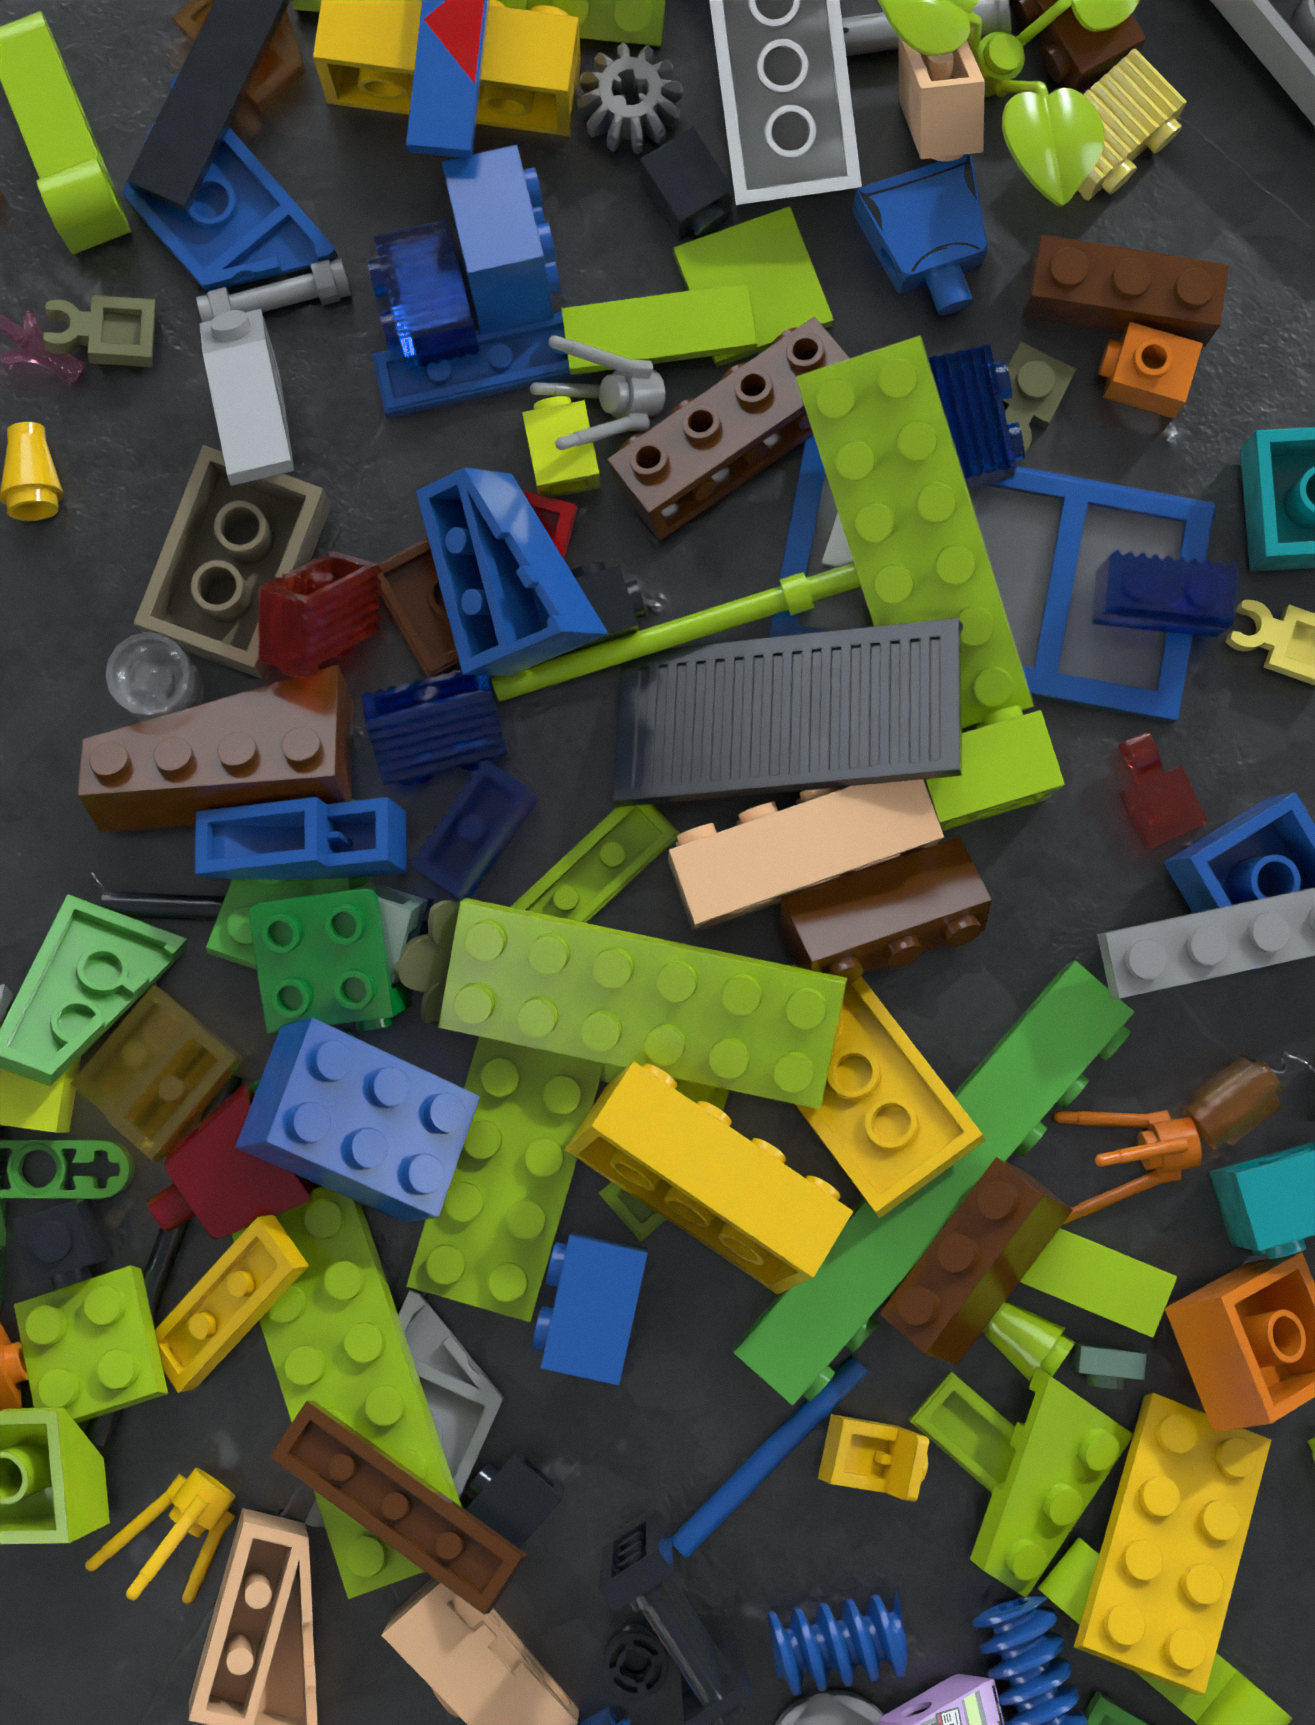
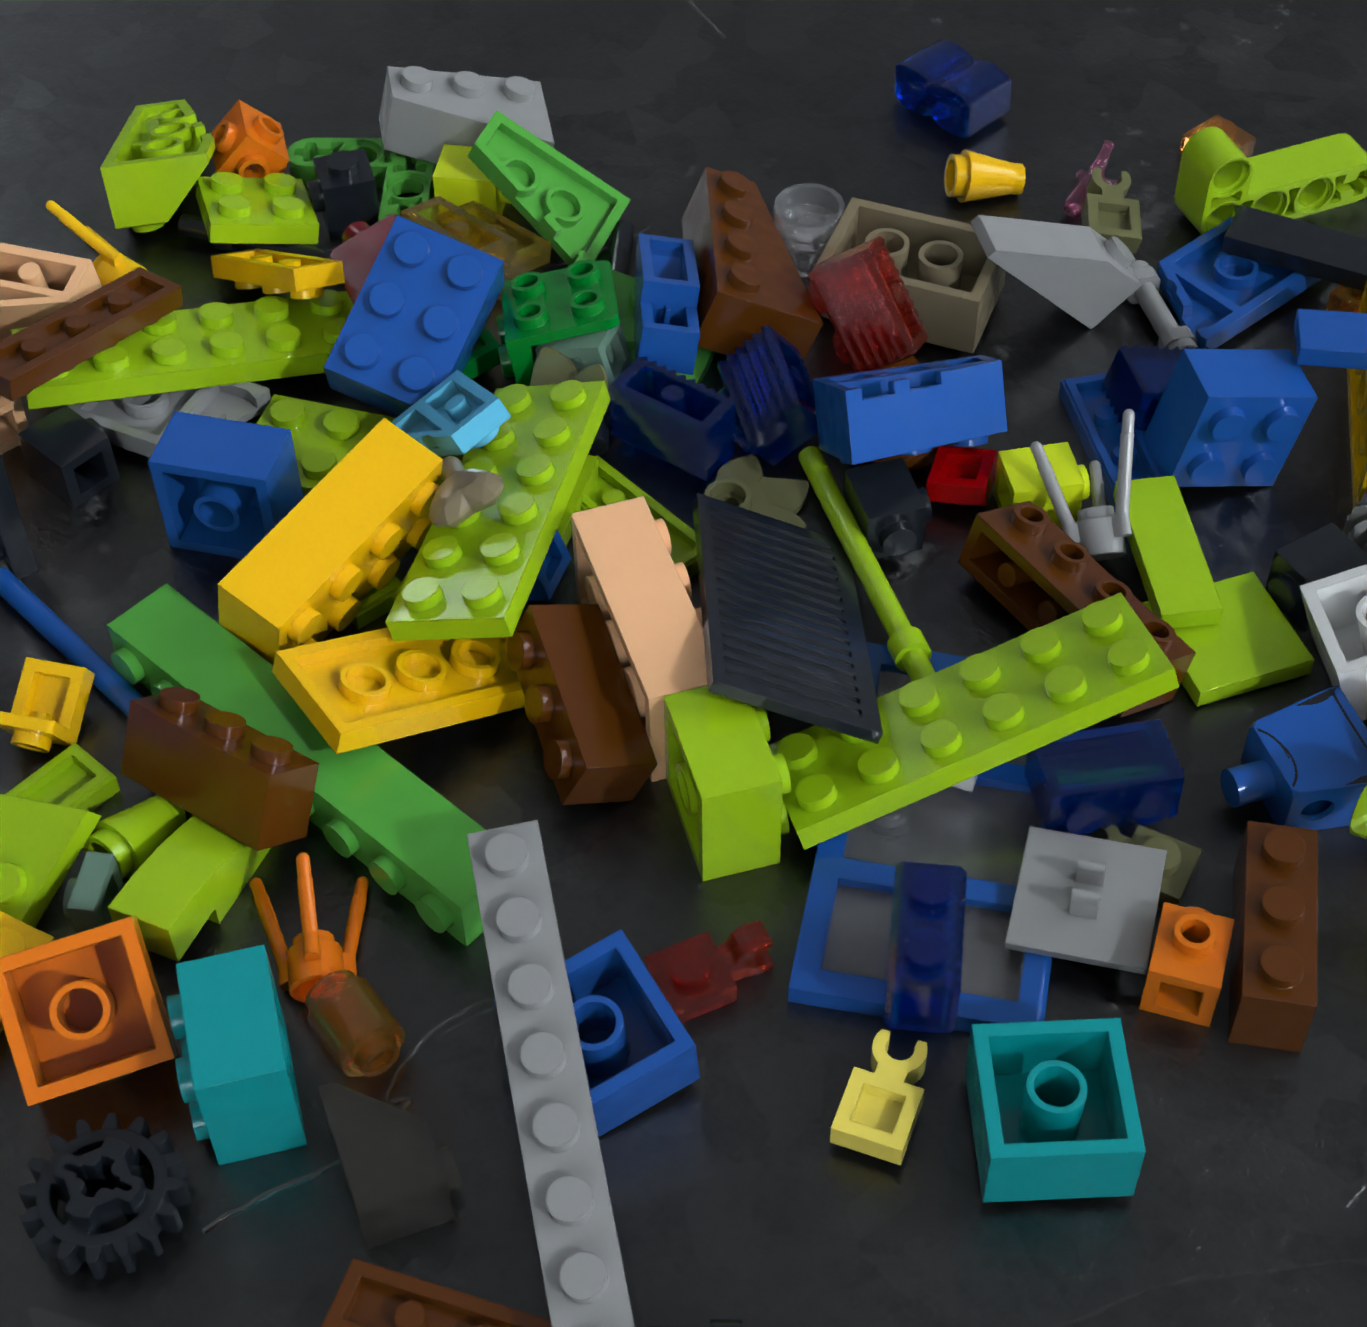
camera: 95 degrees right, 35 degrees down
(521, 1072) = (454, 417): none -> medium azure wing
(563, 741) = (743, 485): none -> olive plate
(664, 1038) = (463, 493): none -> dark tan rock
(1087, 450) = (1086, 900): none -> light grey piece

